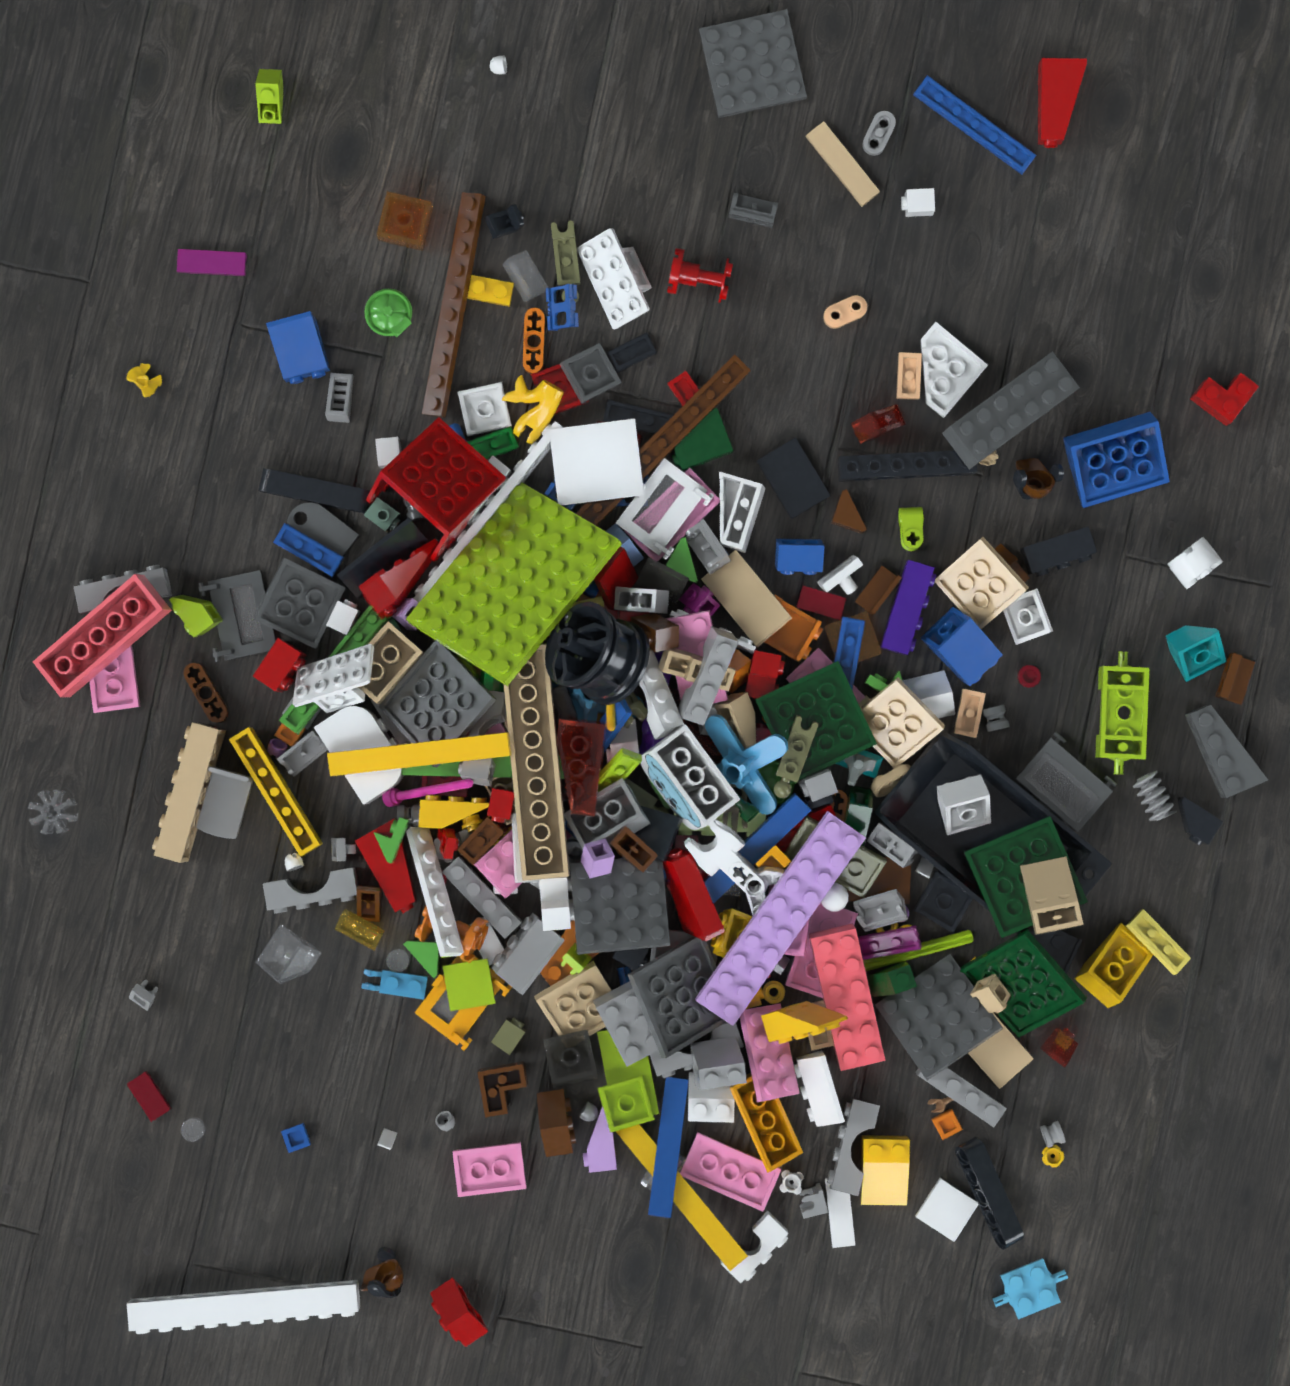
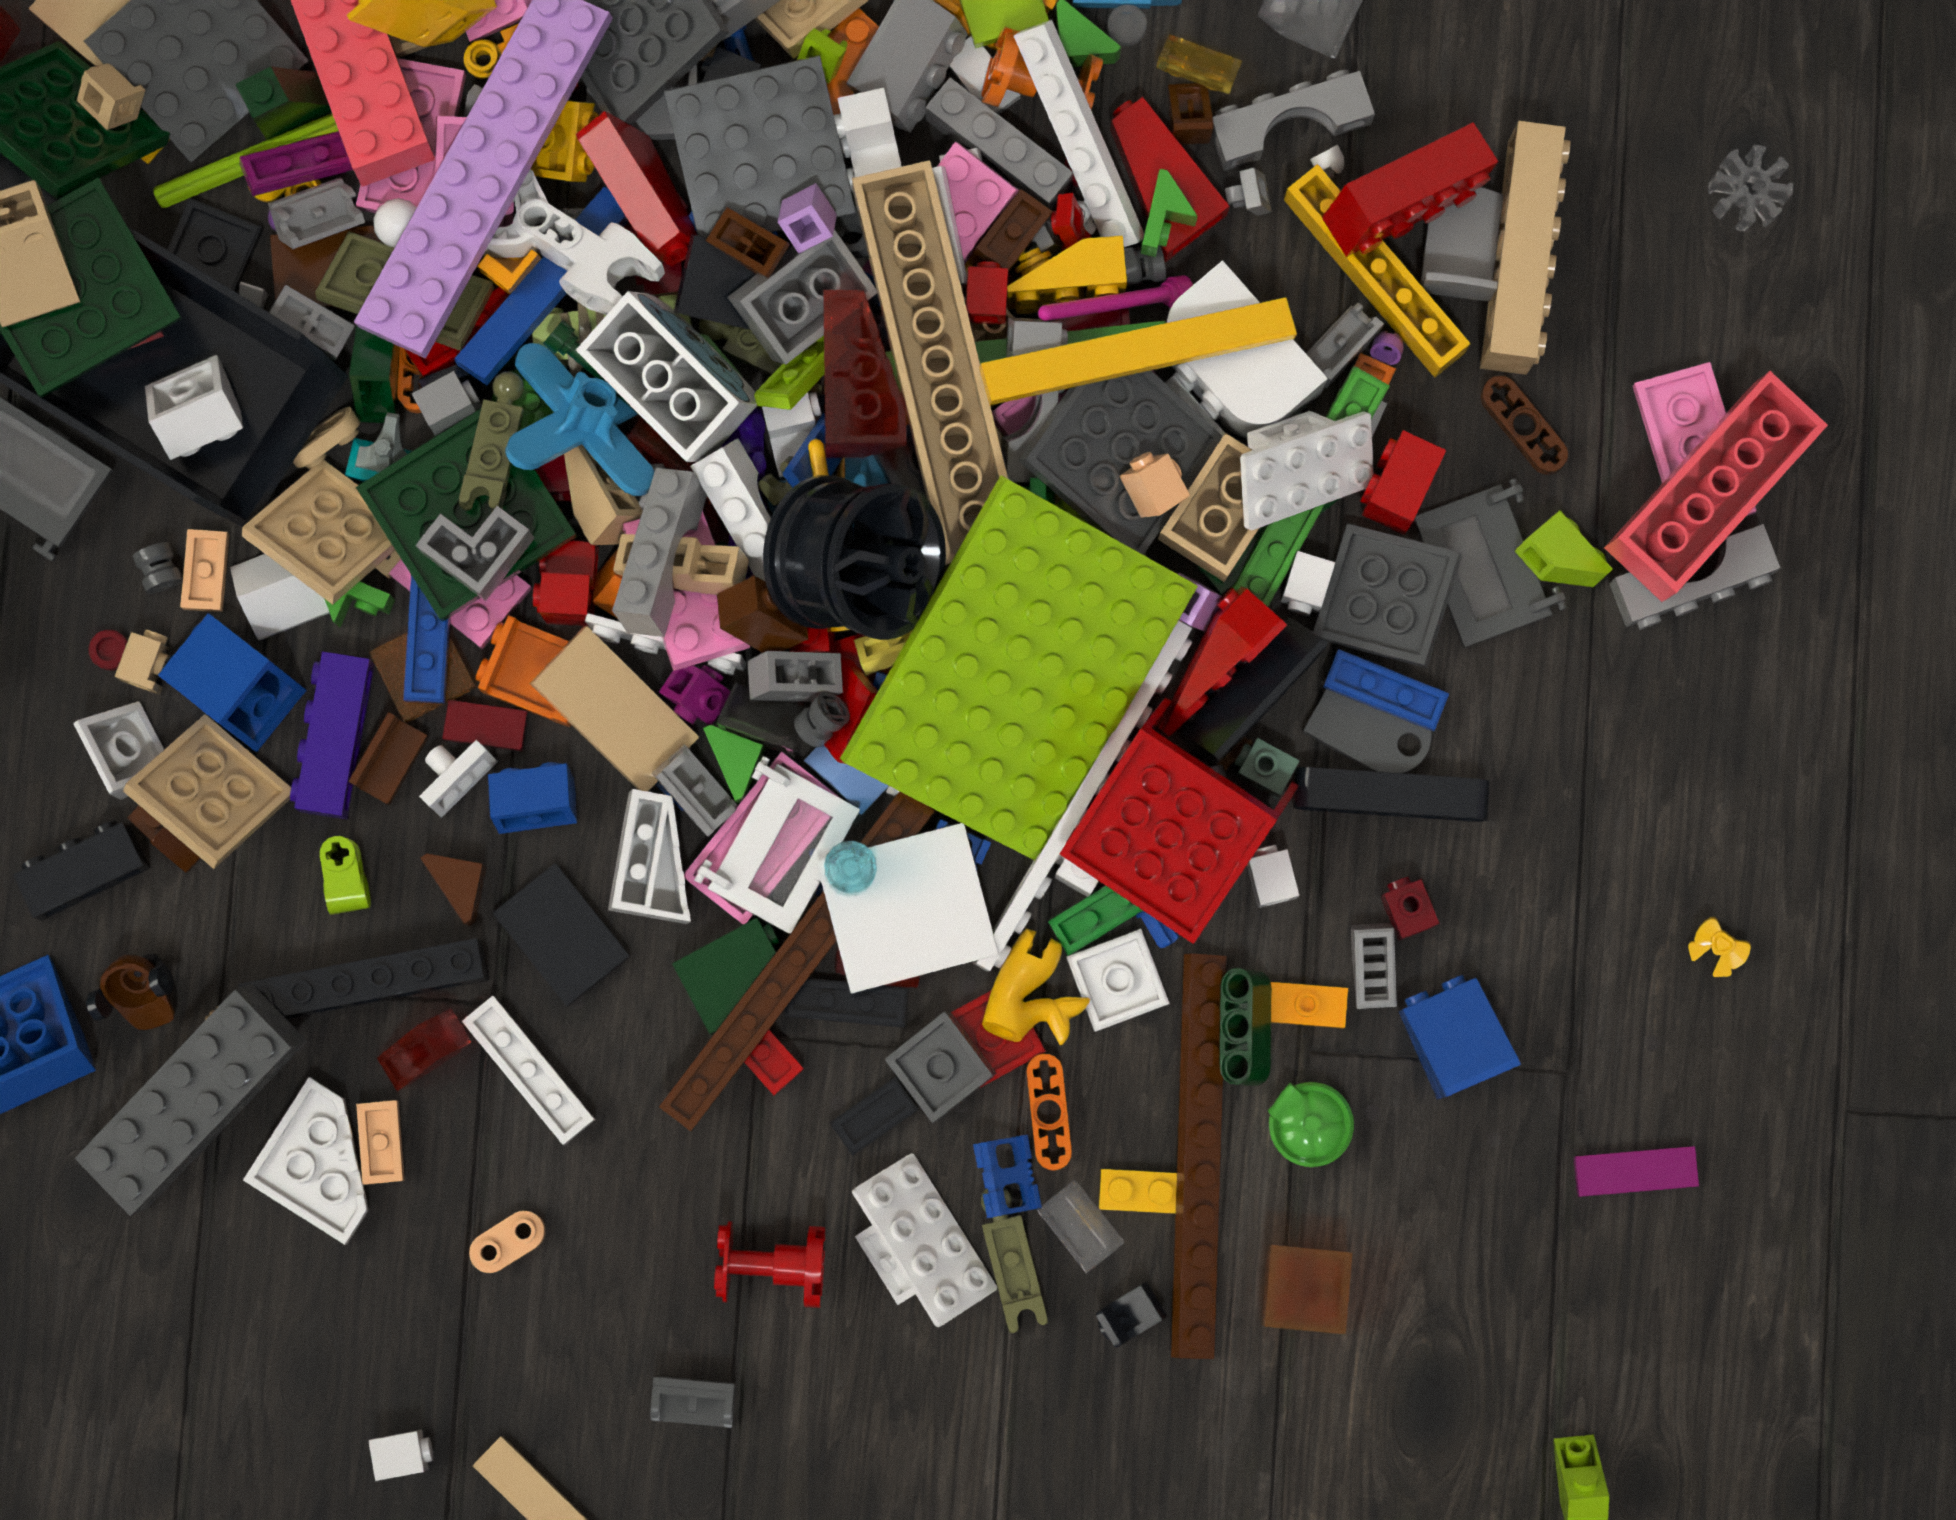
camera: 165 degrees right, 5 degrees down
(248, 828) = (1410, 191): none -> red brick
(314, 425) = (1408, 908): none -> dark red brick
(381, 380) = (1308, 1005): none -> light orange plate
(421, 678) = (1154, 484): none -> light nougat brick
(424, 364) = (1234, 1010): none -> dark green beam
(625, 484) = (850, 868): none -> clear light blue wheel
(629, 572) = (821, 719): none -> dark grey wheel
(814, 687) = (477, 560): none -> light grey brick
(821, 404) = (528, 1070): none -> white plate
(1009, 665) = (143, 660): none -> tan brick

